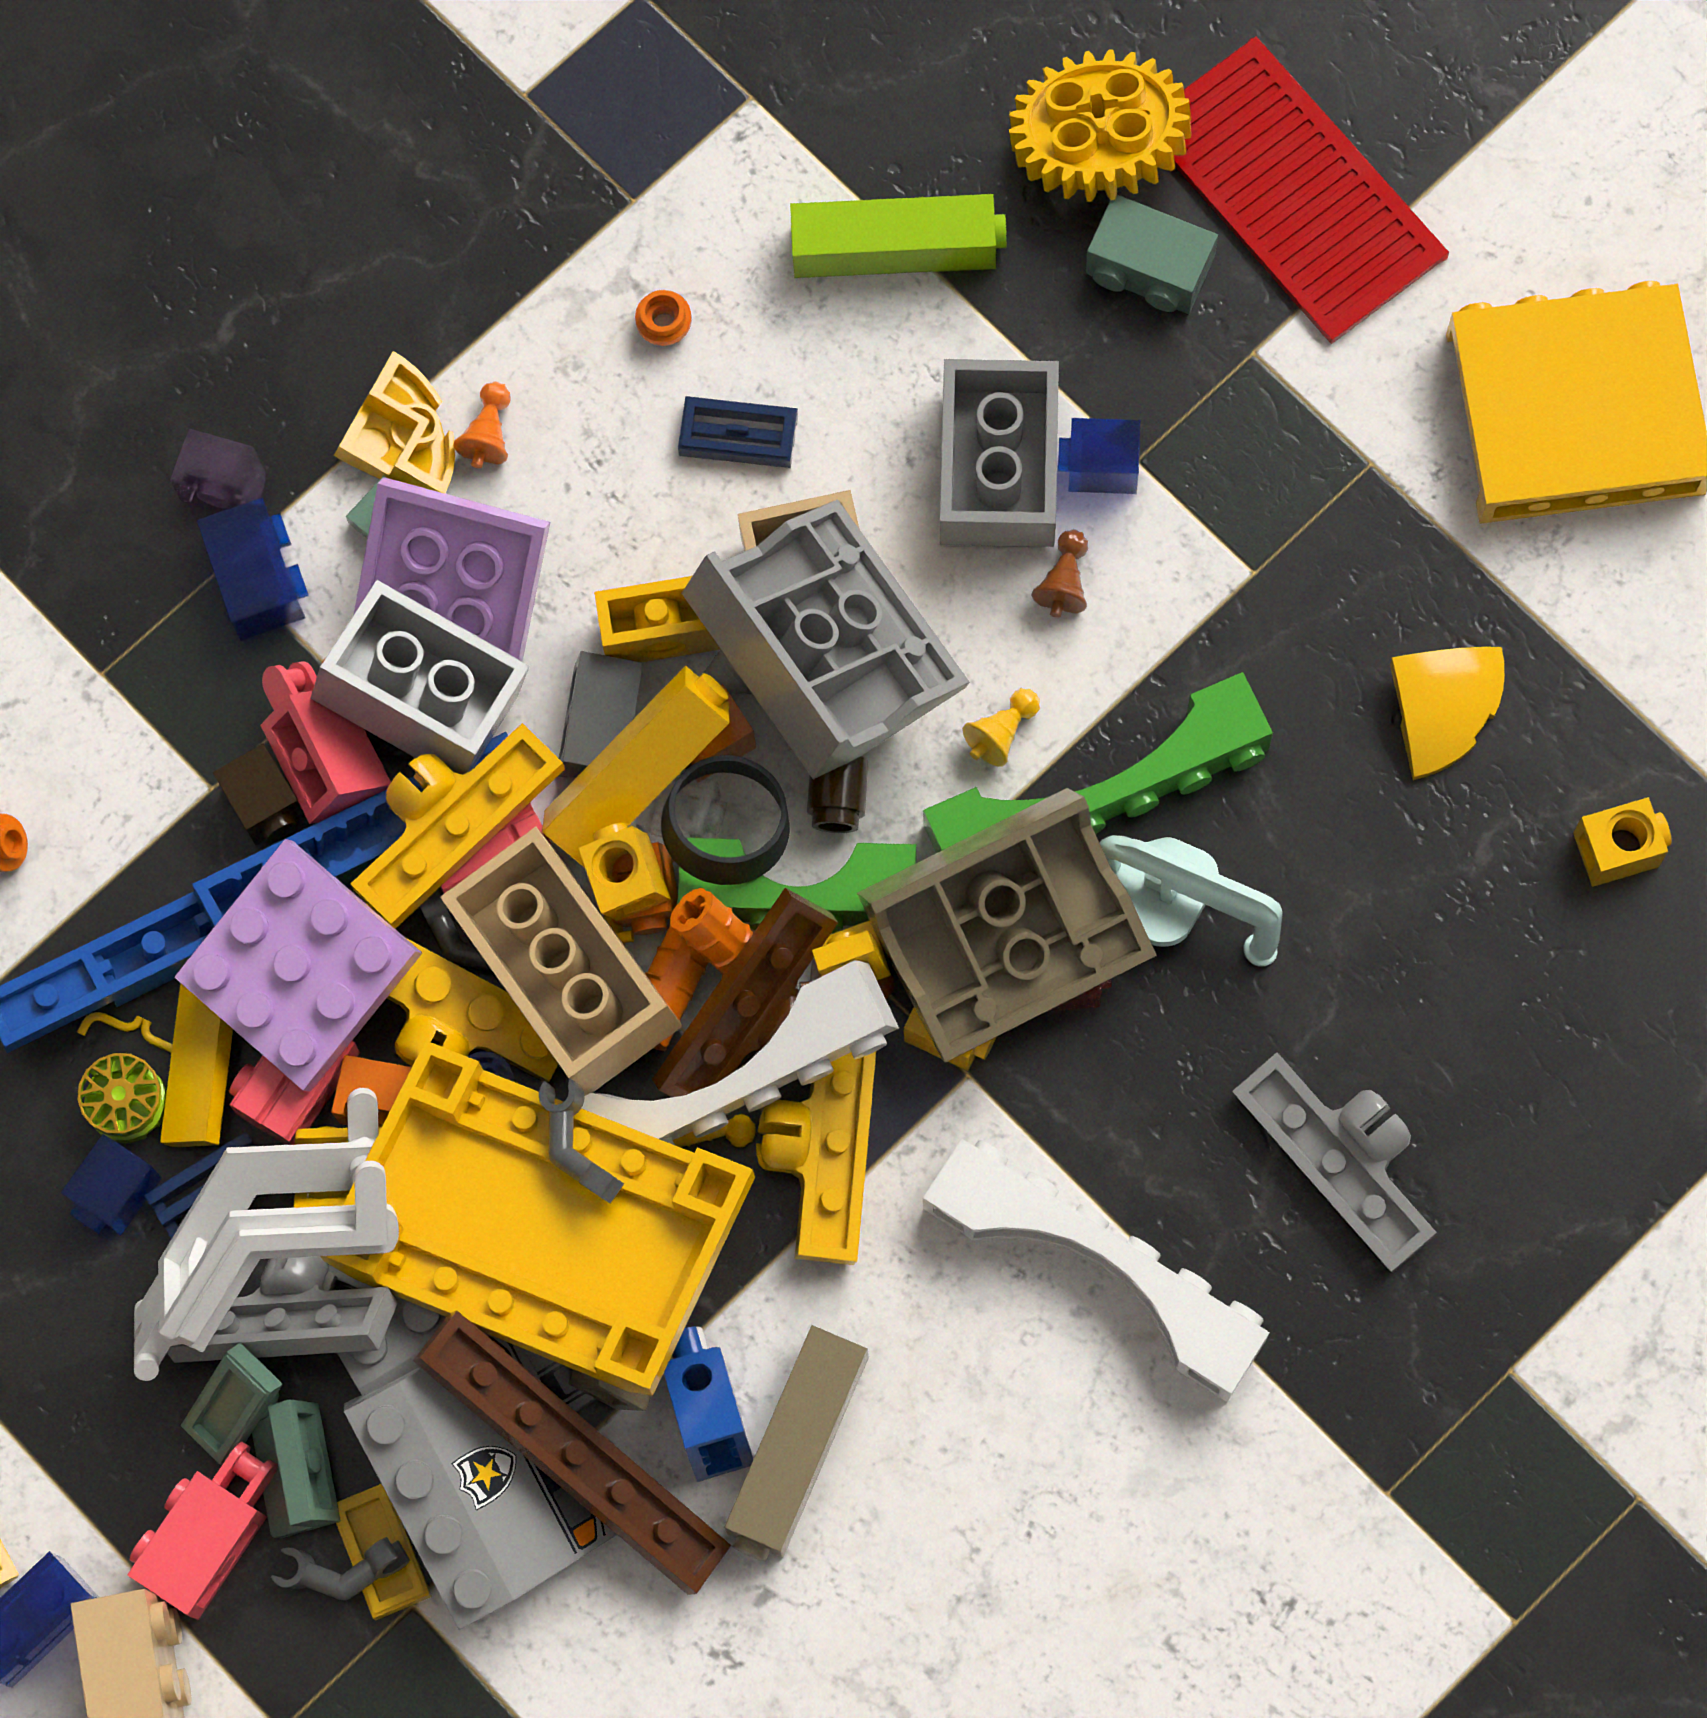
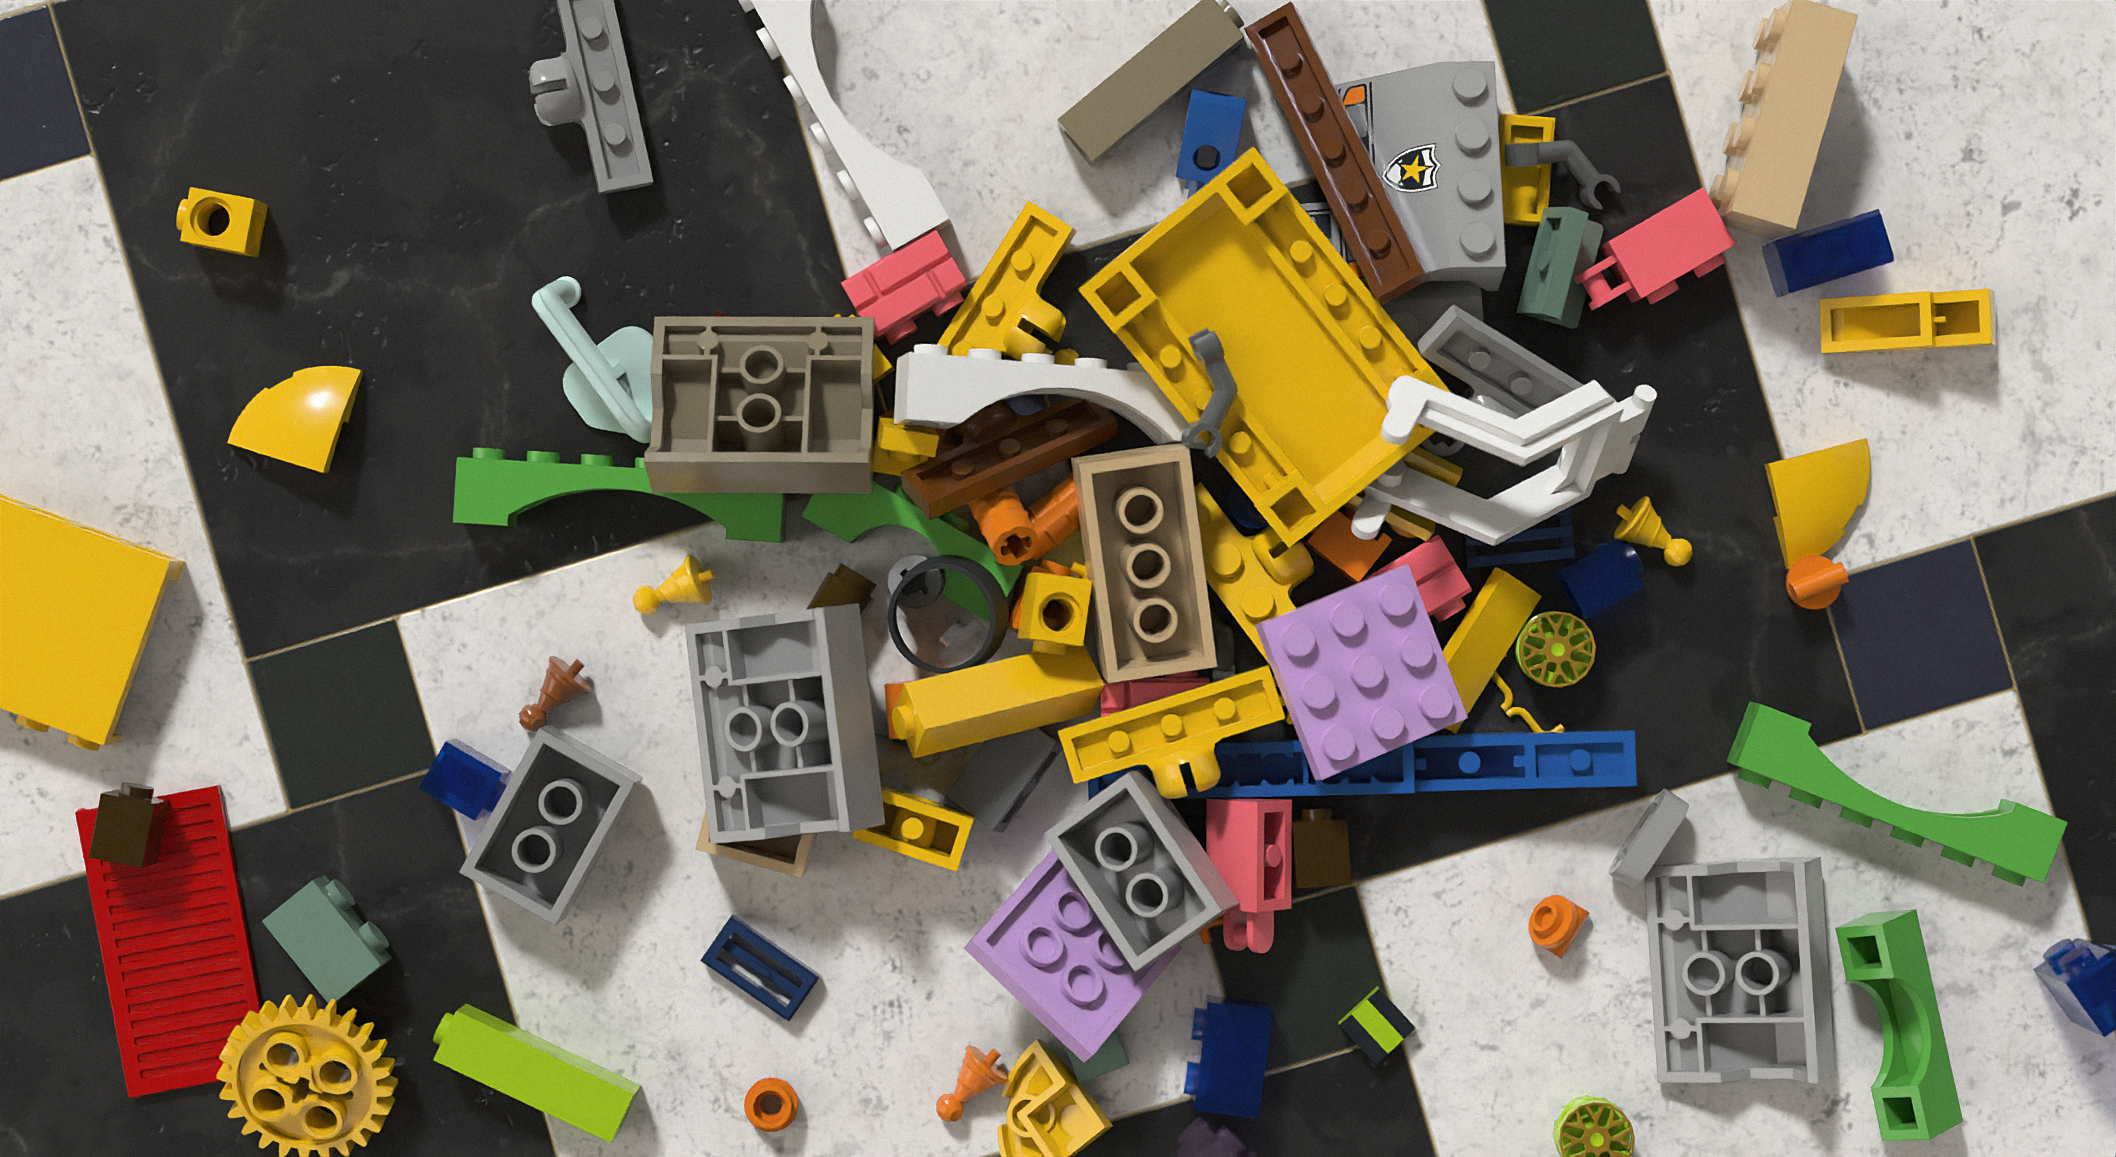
camera: 155 degrees left, 15 degrees up
(88, 1260) = (1645, 528): none -> yellow piece
(127, 668) = (1376, 1025): none -> tile
(232, 1403) = (1586, 341): sand green tile -> none
(792, 859) = (928, 582): none -> light grey wheel
(932, 1116) = (907, 286): none -> coral brick
(1388, 258) = (129, 826): none -> dark brown brick

